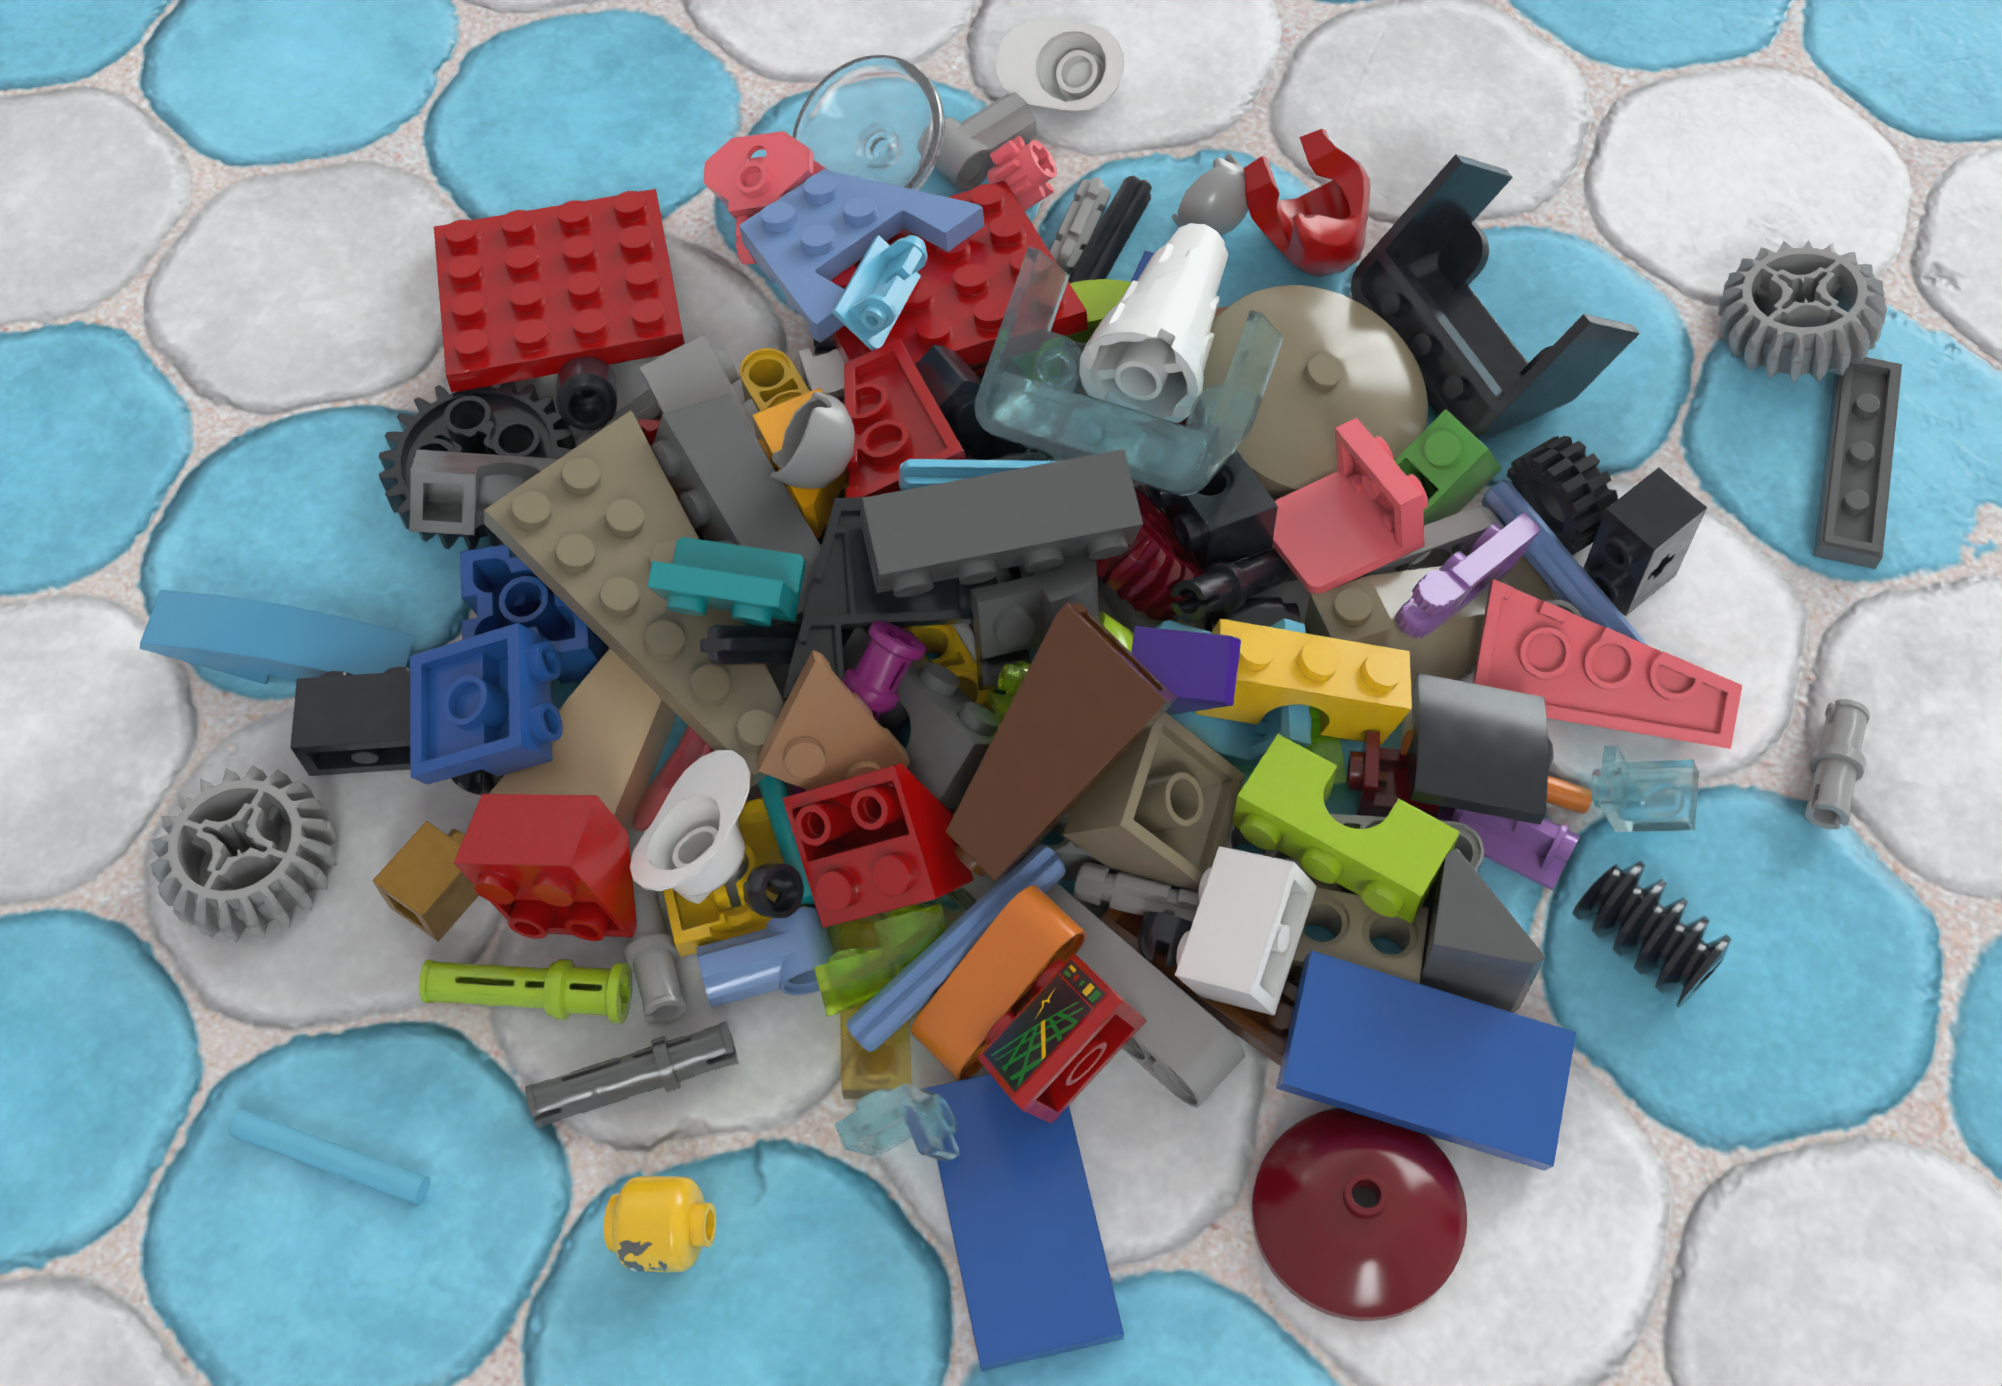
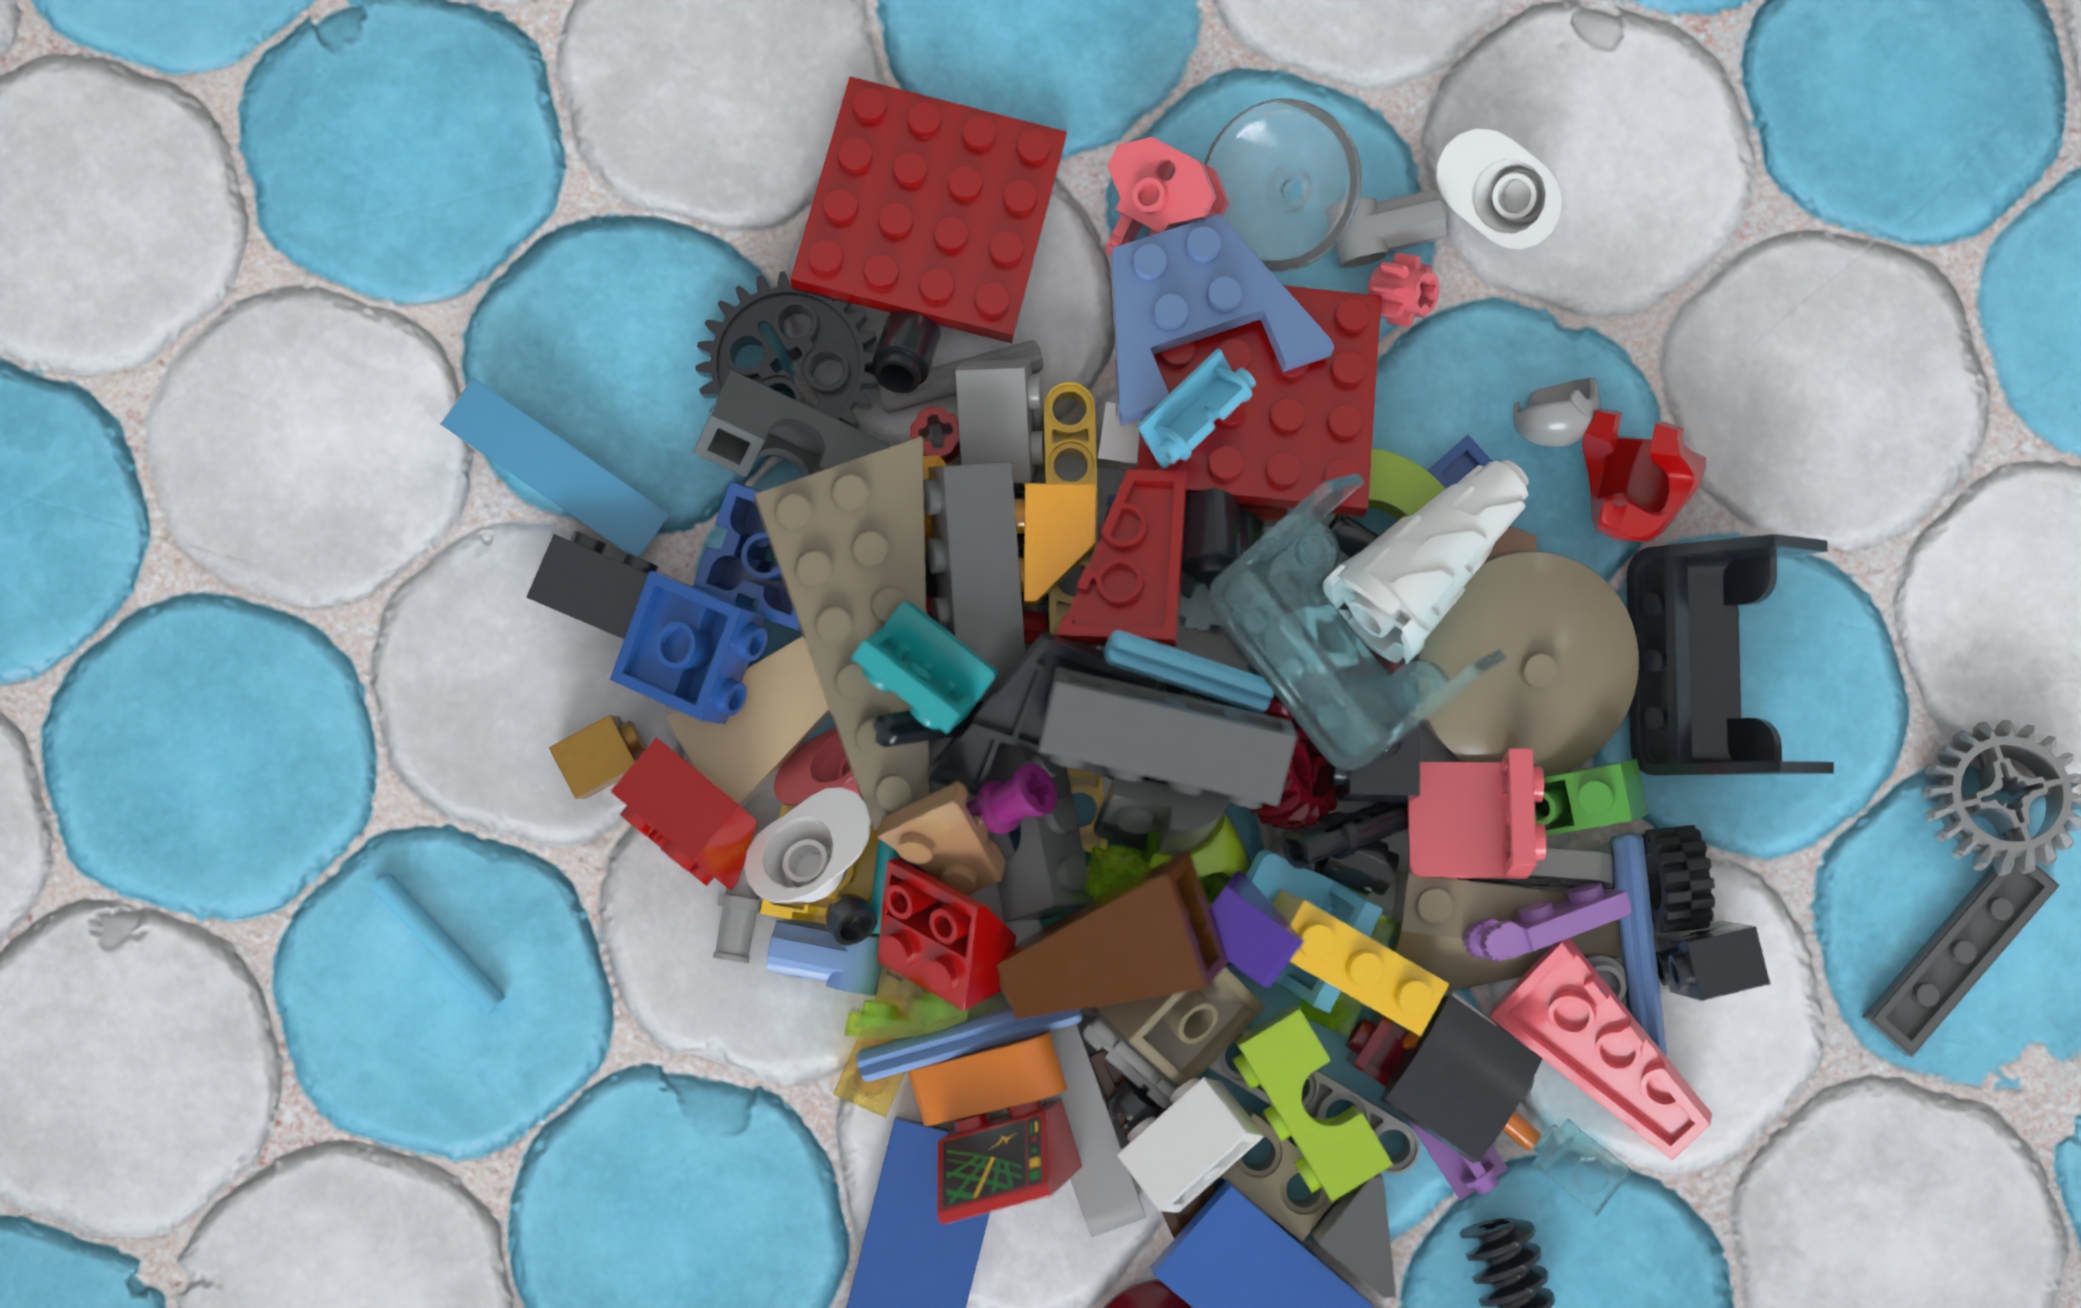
camera: 20 degrees right, 25 degrees up
(254, 883) = (442, 672): light grey gear -> none
(558, 989) = (659, 897): lime pin -> none
(619, 1078) = (673, 994): dark grey pin -> none
(659, 1224) = (654, 1129): yellow head -> none
(815, 444) = (1056, 563): light grey hair -> none
(896, 1115) = (878, 1146): clear light blue bracket -> none
(1080, 222) = (1428, 366): light grey axle -> none
(1112, 231) = (1444, 396): black axle -> none
(1837, 764) = (1748, 1215): light grey pin -> none

